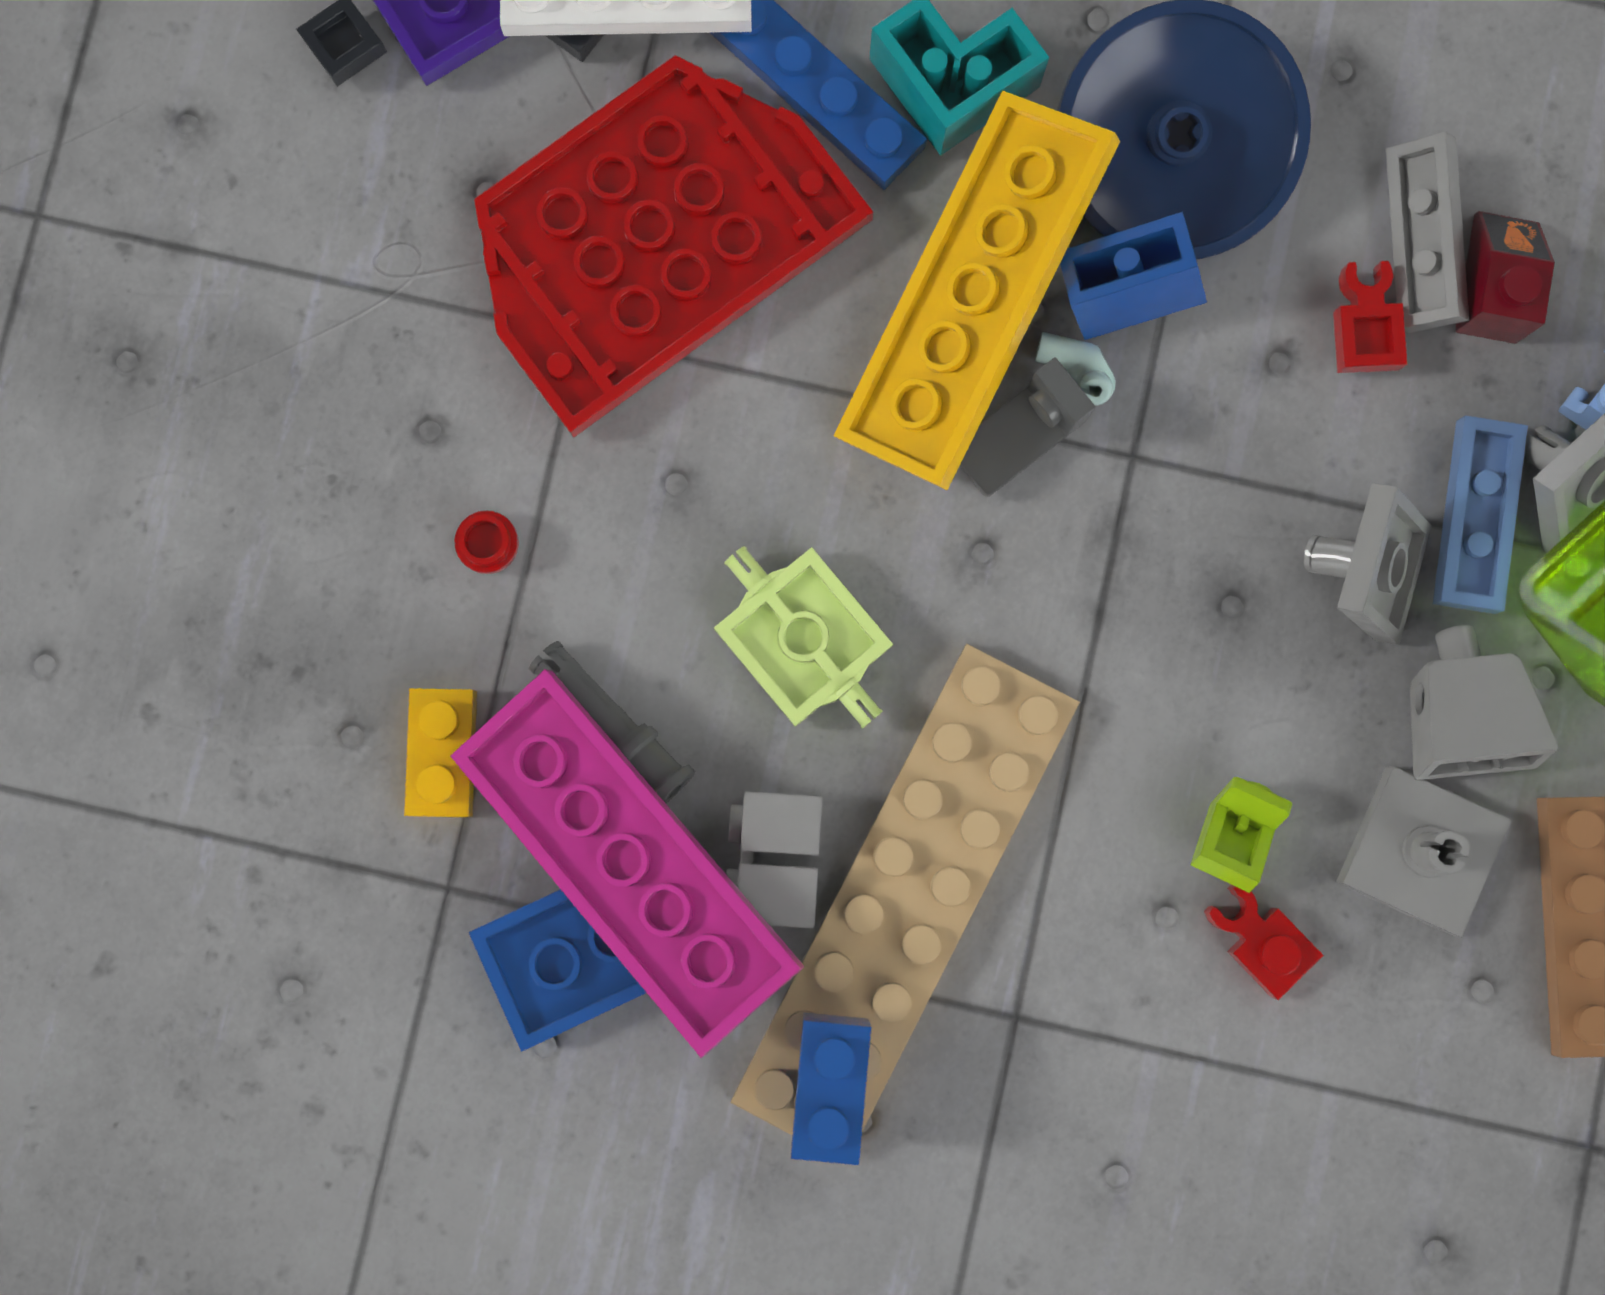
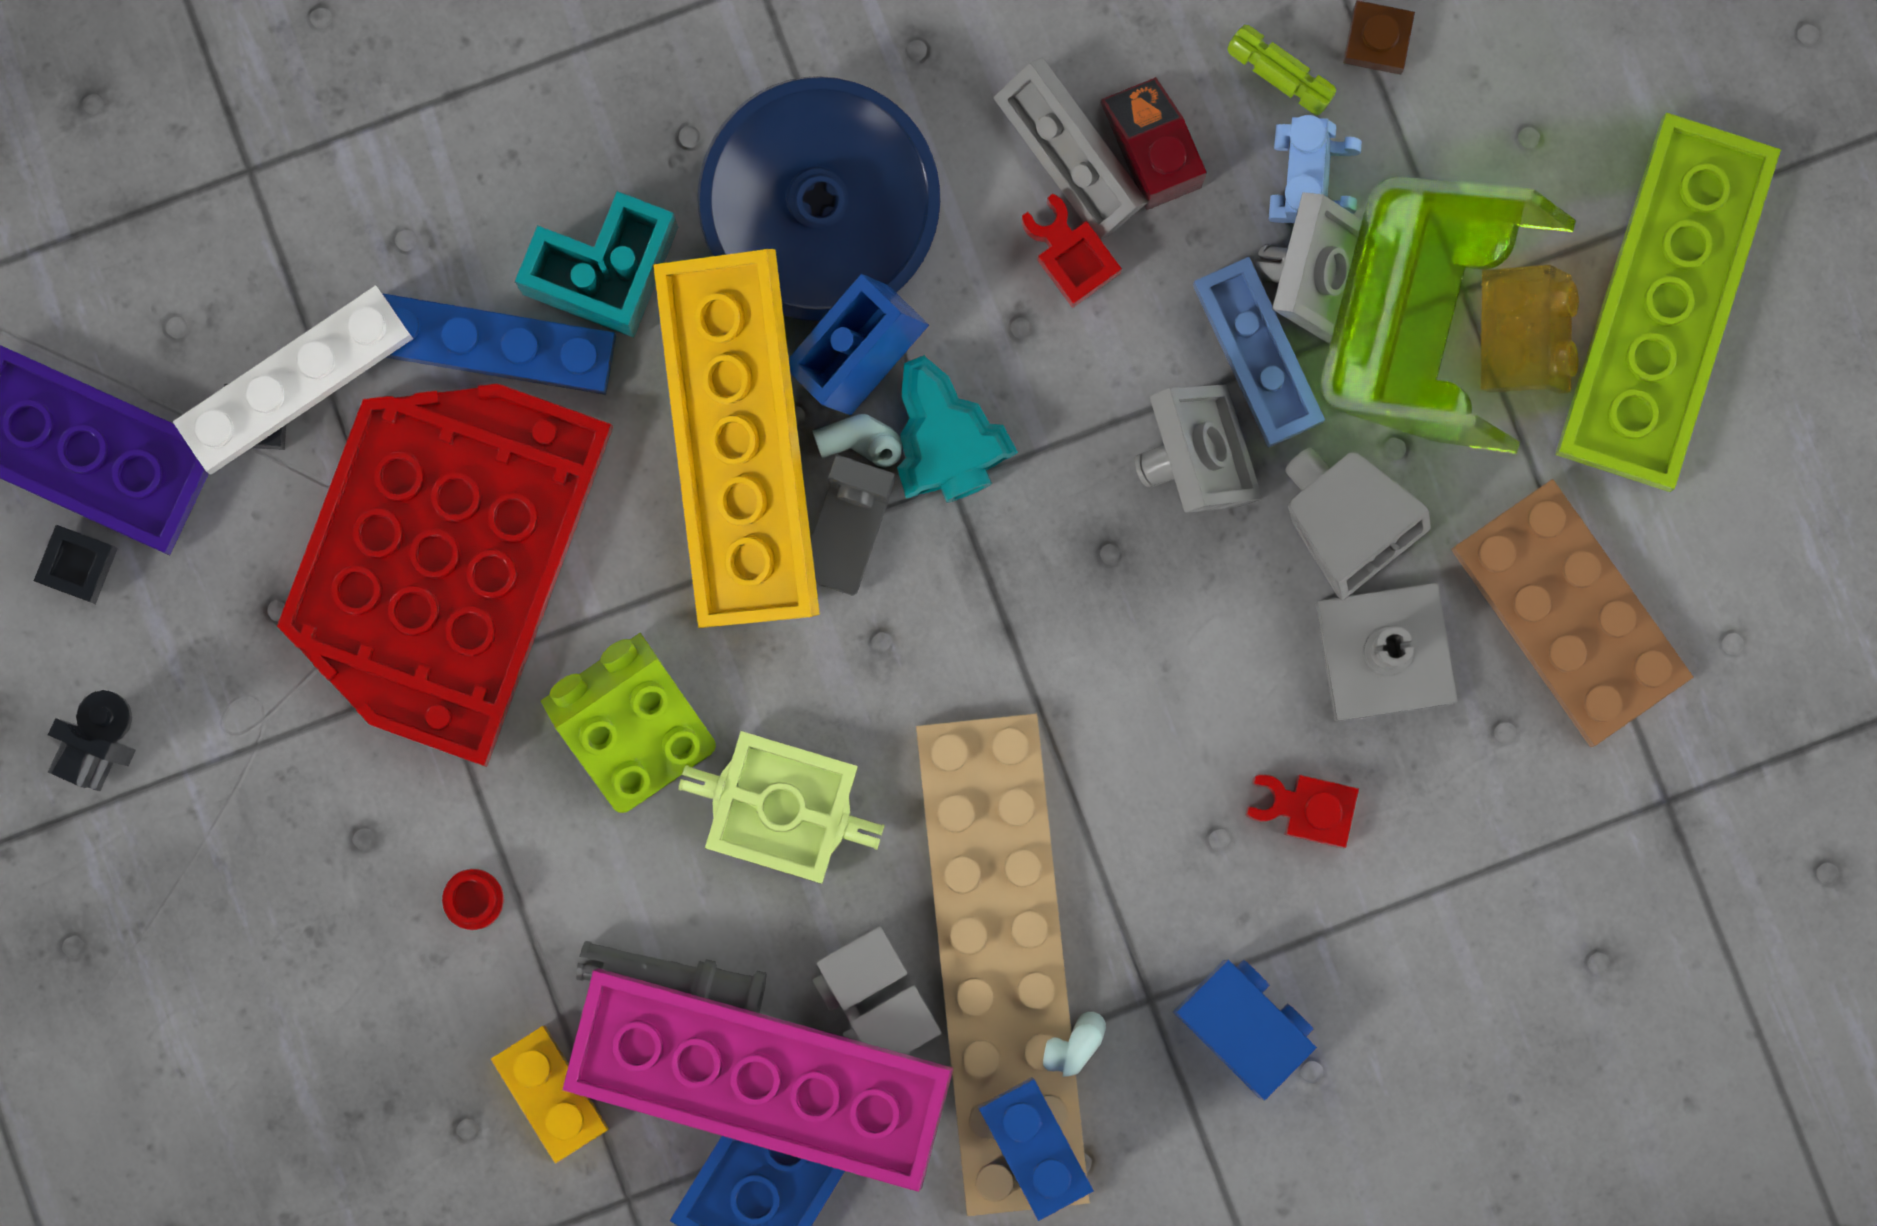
camera: 35 degrees left, 0 degrees up
(243, 196) = (91, 745): none -> black hips
(718, 478) = (628, 723): none -> lime bracket
(918, 1024) = (1083, 1042): none -> light aqua arm
(1087, 1102) = (1246, 1027): none -> blue brick
(1156, 412) = (946, 437): none -> teal rock
(1240, 832) = (1230, 735): lime bracket -> none

